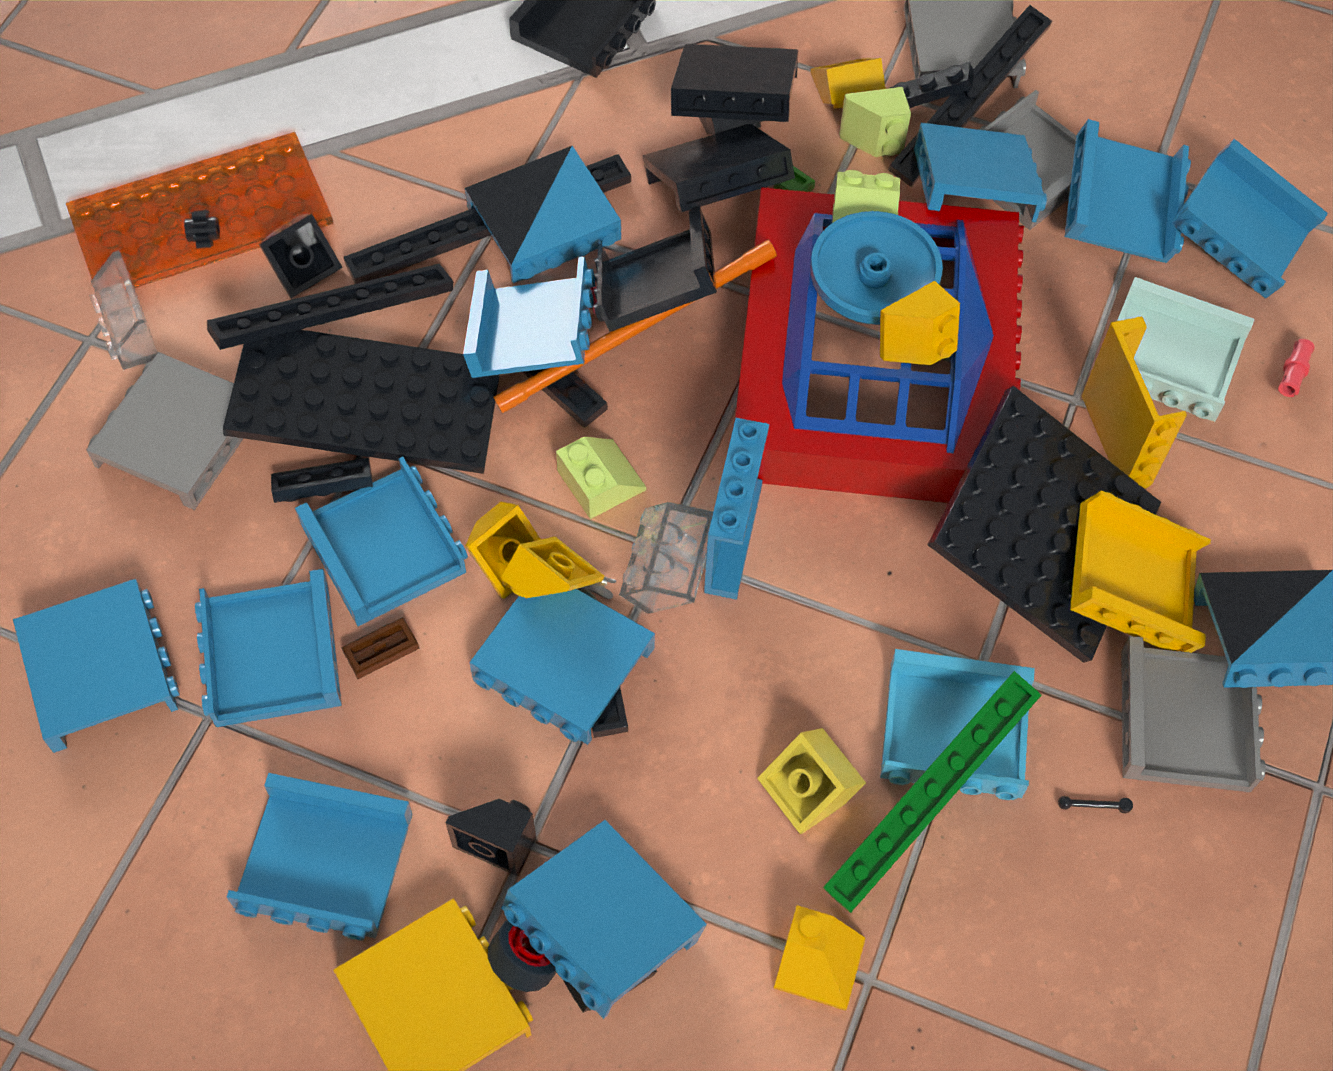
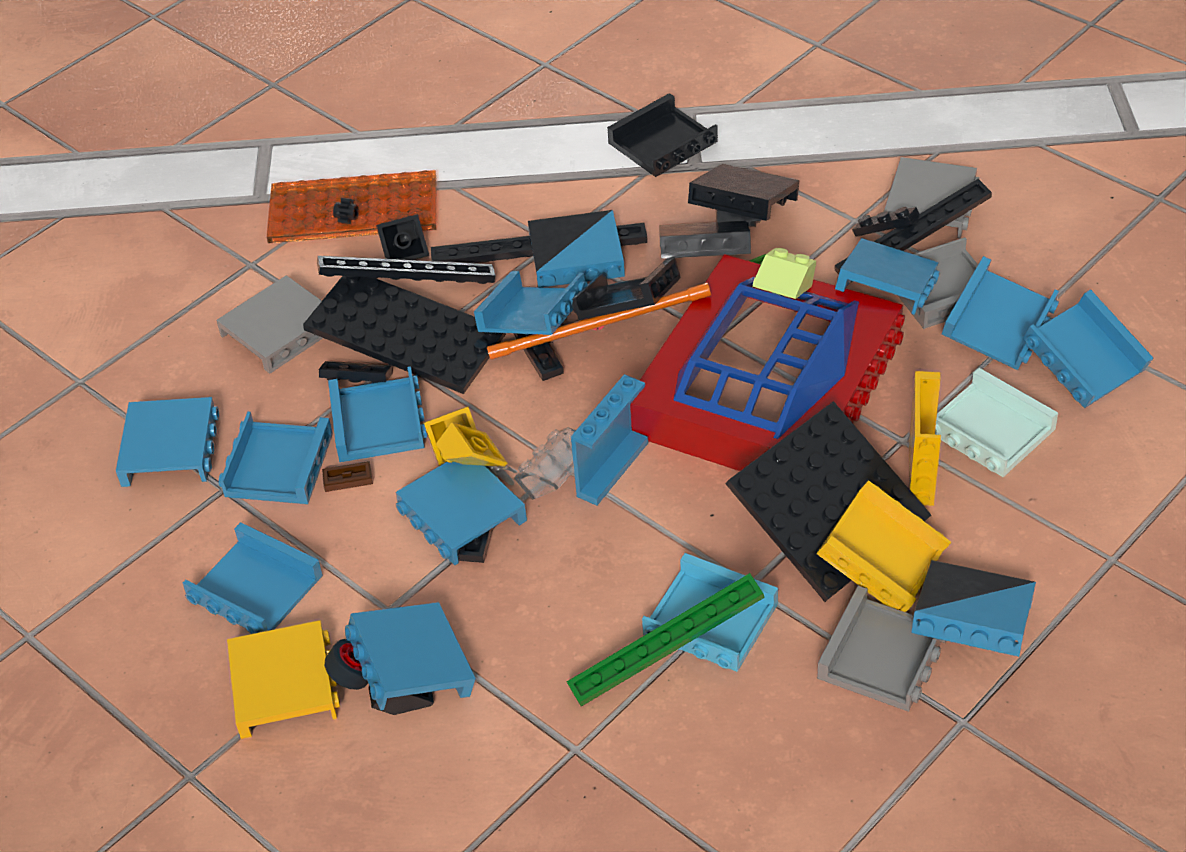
camera: 25 degrees right, 15 degrees down
(122, 314) = (276, 250): clear slope -> none
(494, 833) = (362, 587): black slope -> none
(598, 474) = (537, 407): yellowish green slope -> none
(811, 779) = (591, 618): light yellow slope -> none
(820, 958) = (544, 722): yellow slope -> none
(848, 77) = (832, 208): yellow slope -> none
(872, 263) = (766, 307): dark azure dish -> none
(876, 121) = (834, 233): yellowish green slope -> none
(920, 327) = (775, 346): yellow slope -> none
(1124, 805) = (808, 694): black hinge -> none
(1296, 368) = (1081, 454): coral pin -> none

